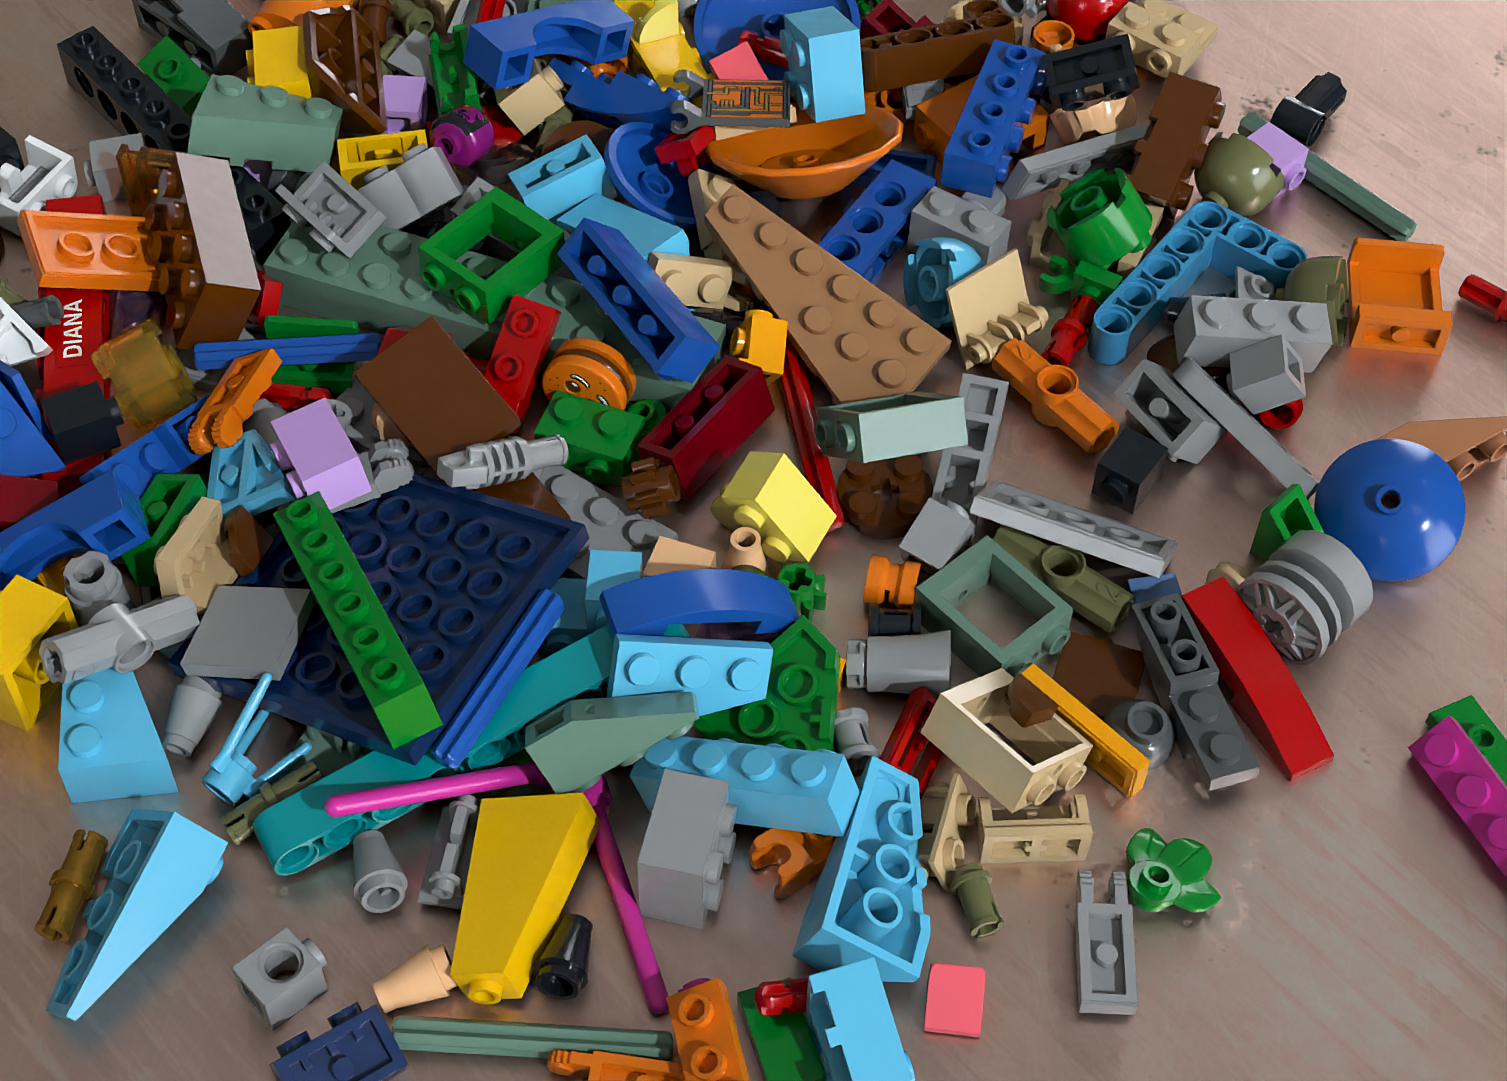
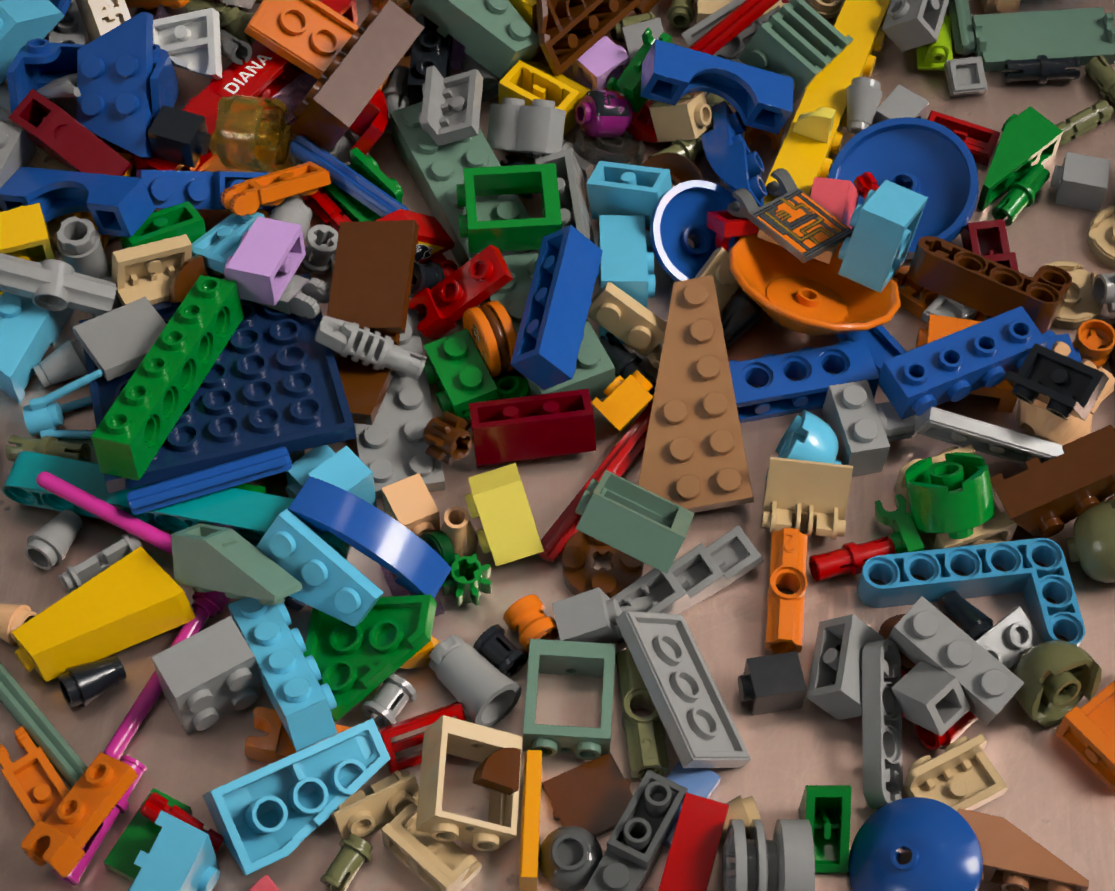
camera: 45 degrees right, 5 degrees up
(1337, 426) = (958, 777): none -> tan bracket

